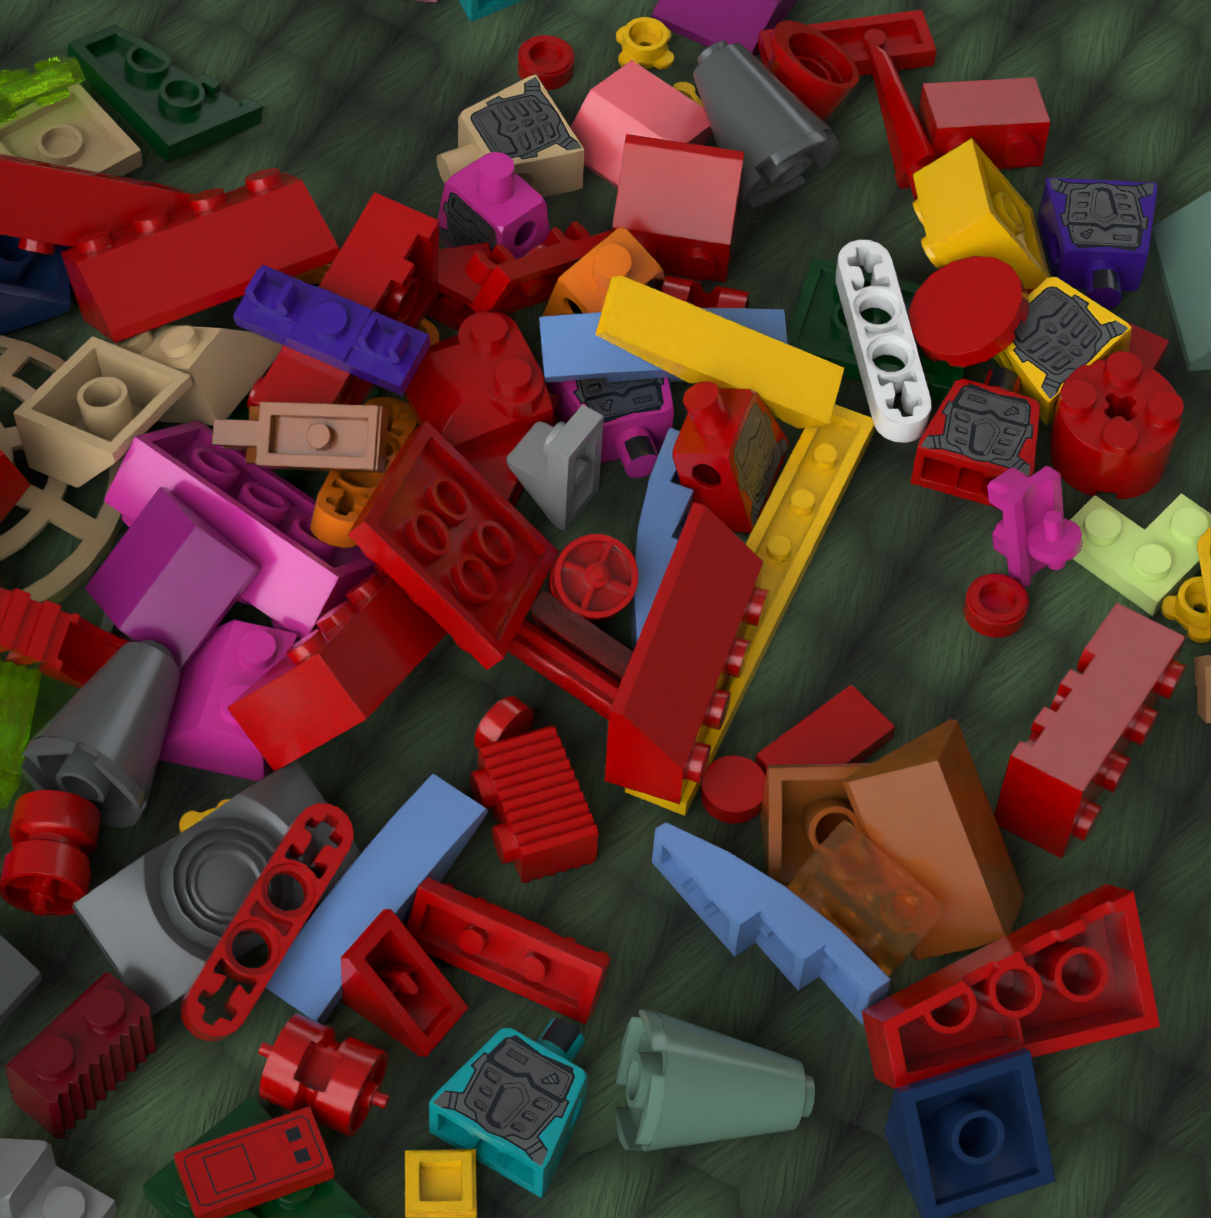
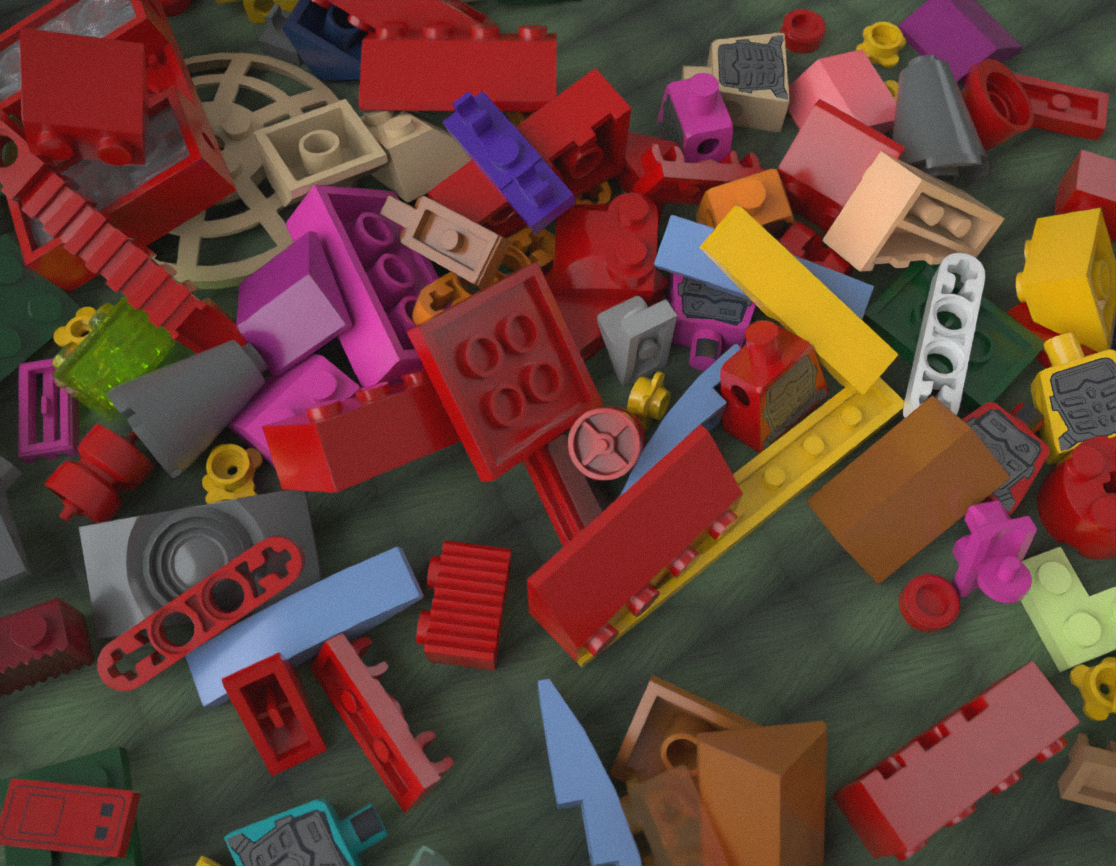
camera: 30 degrees right, 10 degrees up
(184, 776) = (228, 456): none -> yellow plate
(329, 1076) = (173, 761): red wheel -> none
(504, 720) = (481, 527): red tile -> none
(606, 520) = (649, 399): none -> yellow plate
(732, 789) = (631, 663): red tile -> none
(782, 224) = (908, 217): none -> light nougat wedge
(836, 733) = (726, 660): red tile -> none
(903, 128) = (1047, 186): red bar -> none
(919, 499) = (907, 489): none -> dark orange slope
(968, 311) = (1028, 349): red tile -> none

